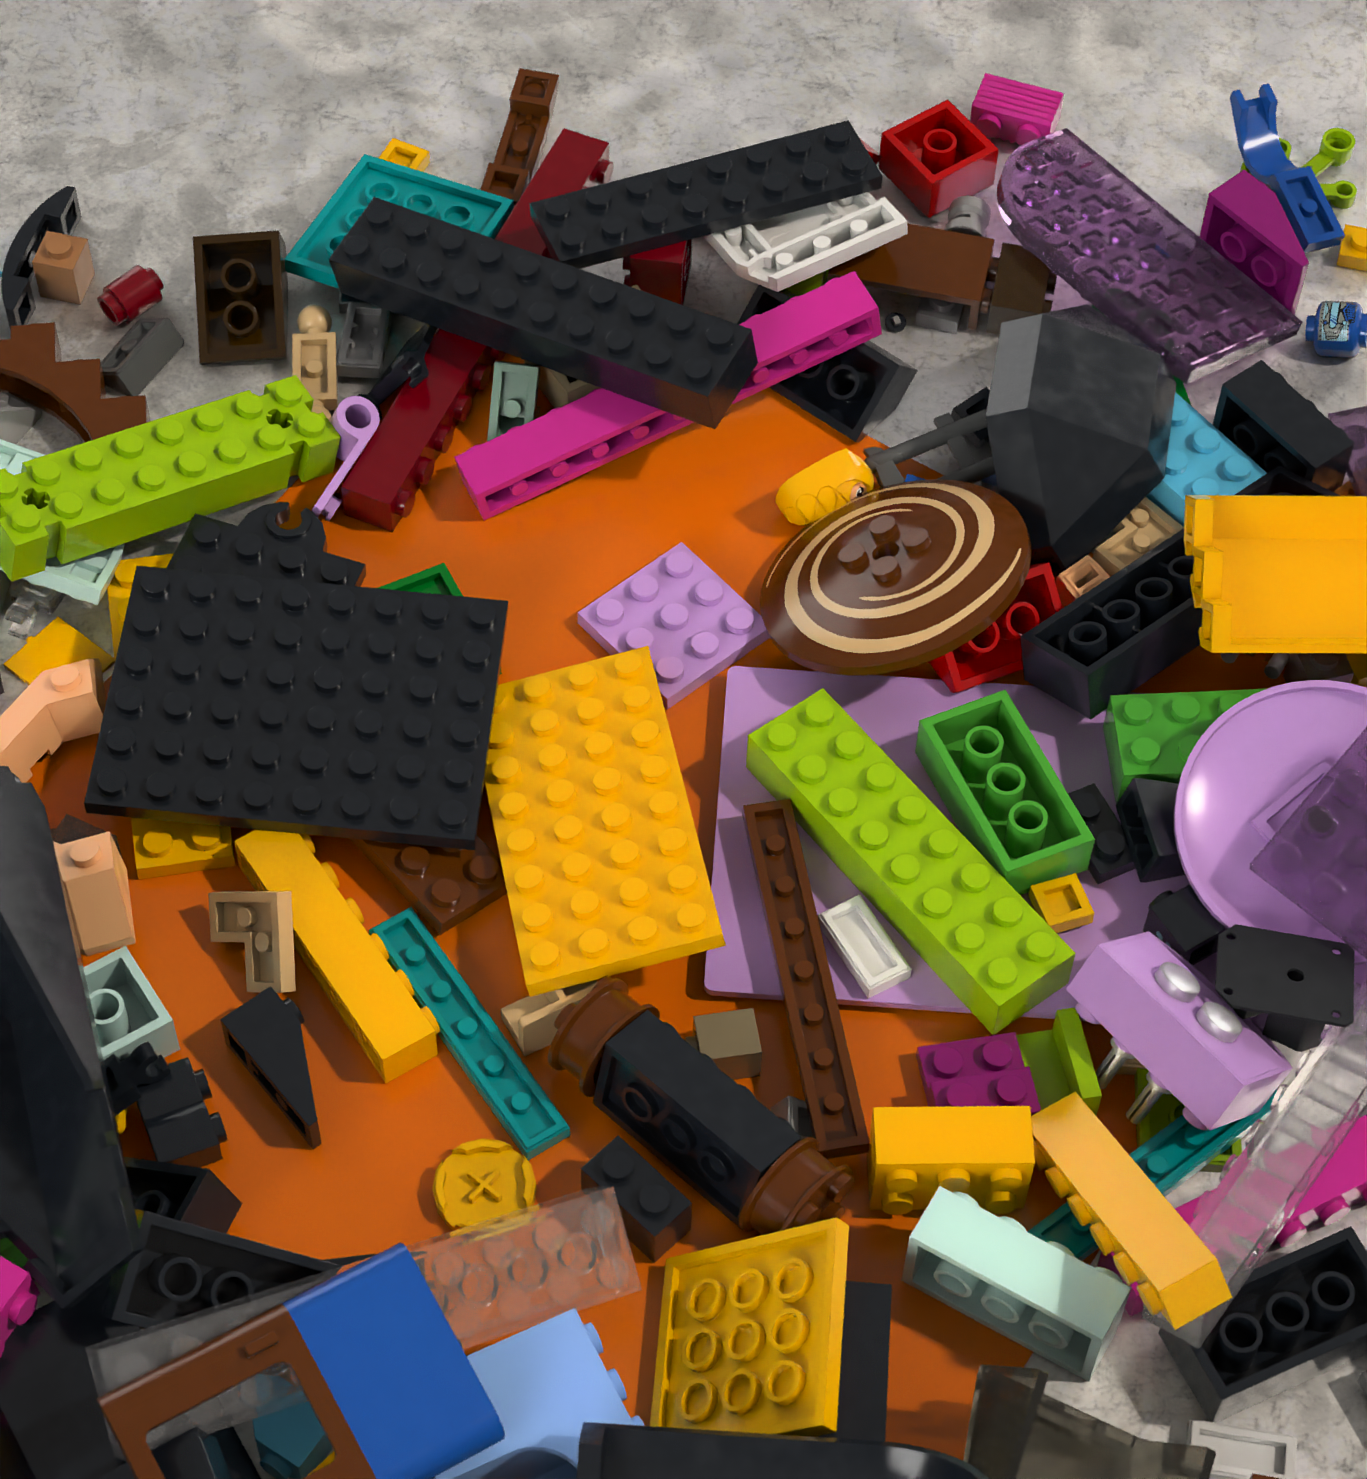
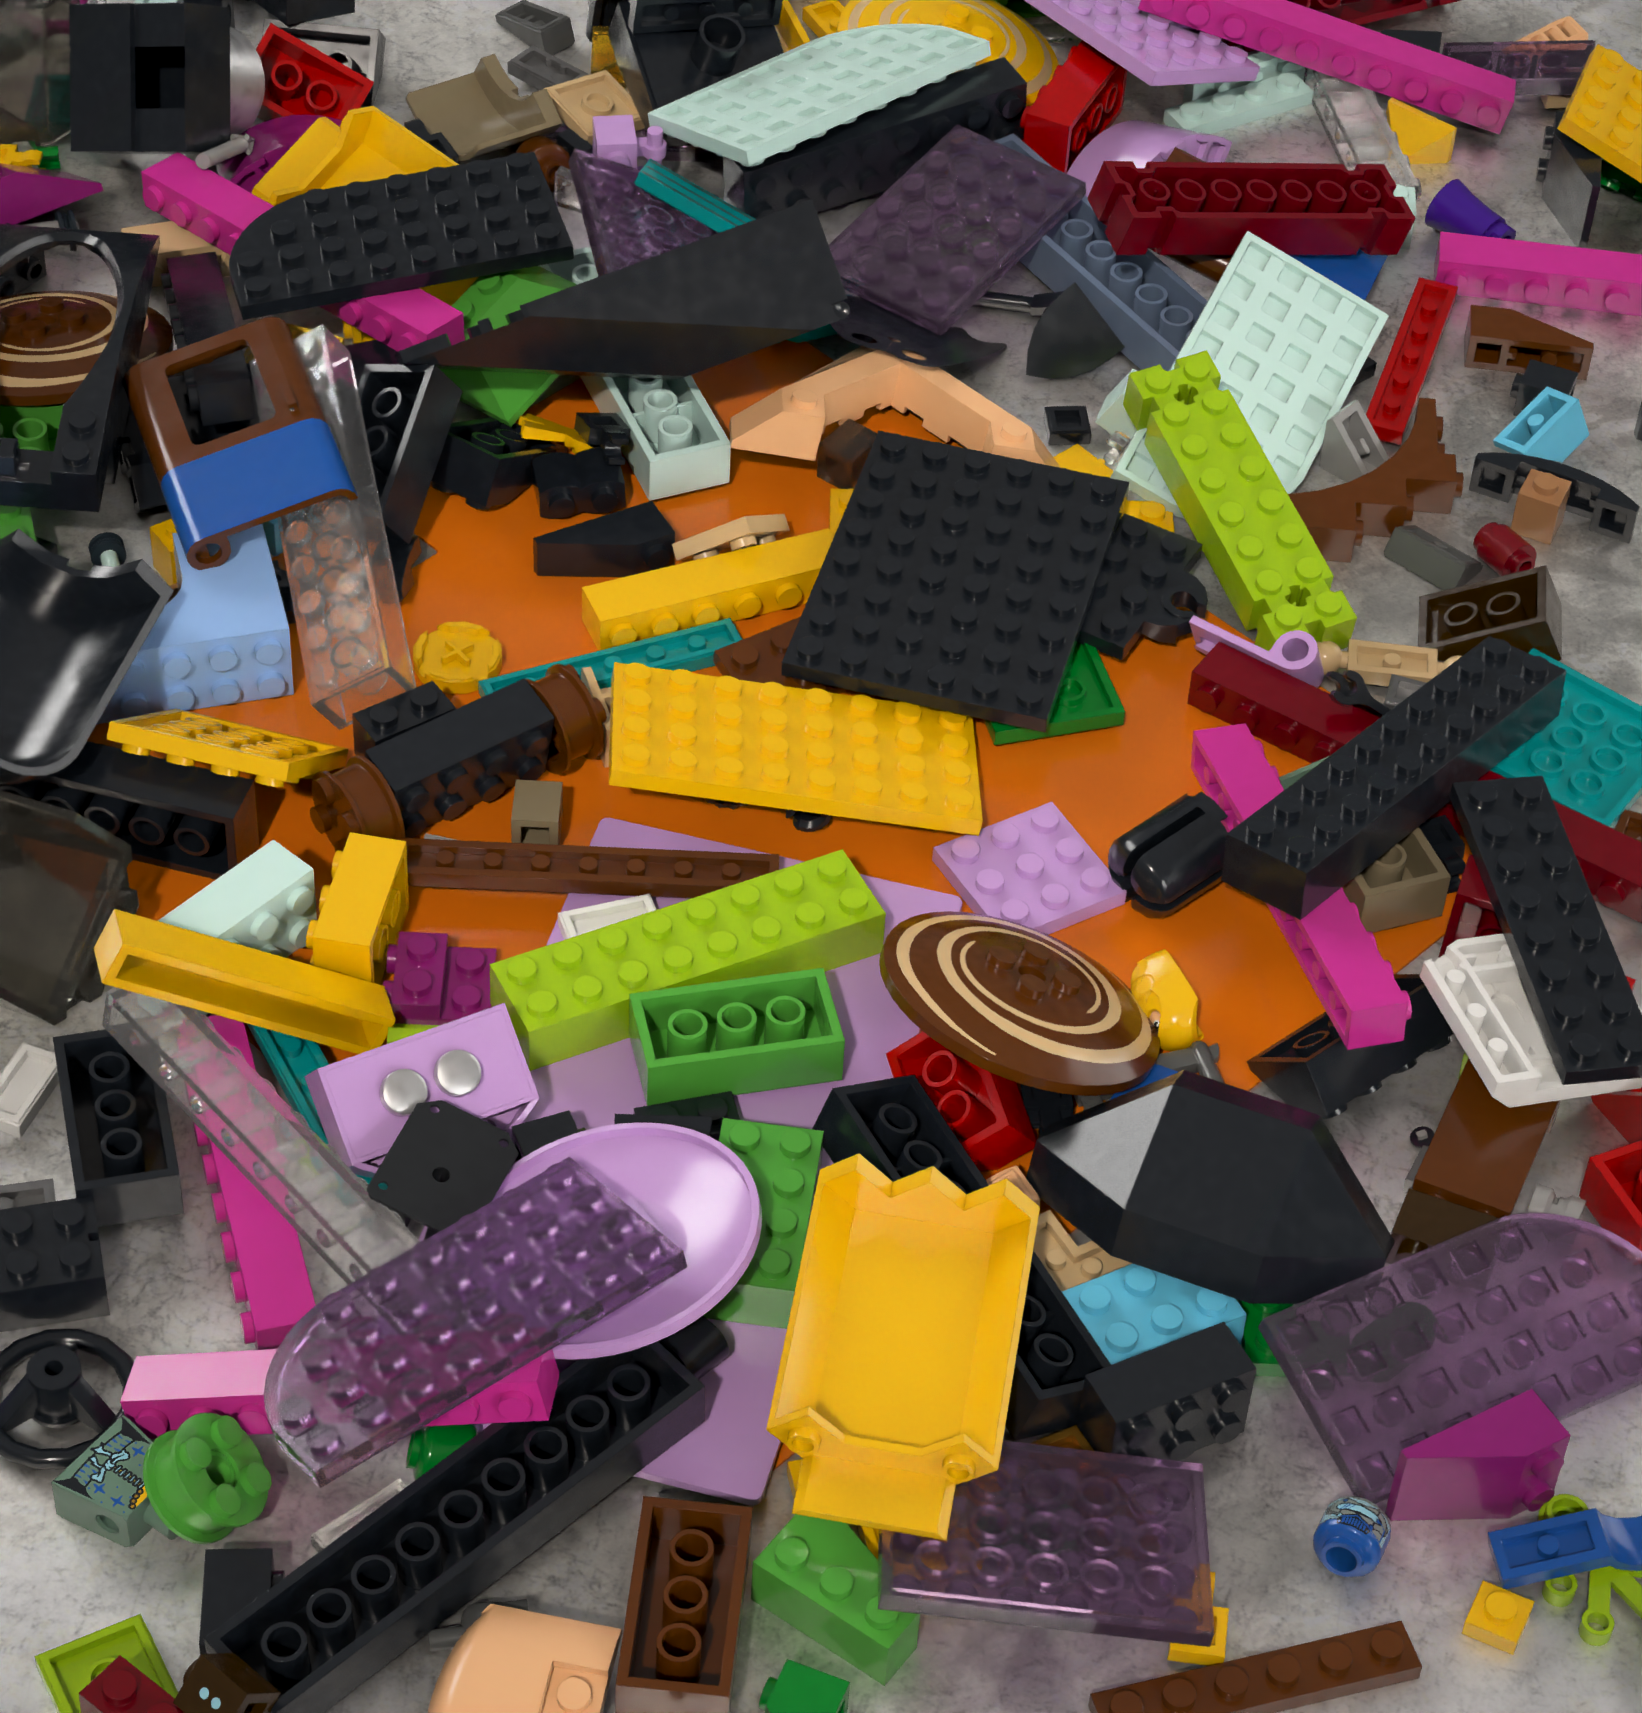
camera: 100 degrees right, 10 degrees down
(645, 498) = (1170, 856): none -> black cylinder
(1062, 903) = (607, 1069): yellow plate -> none

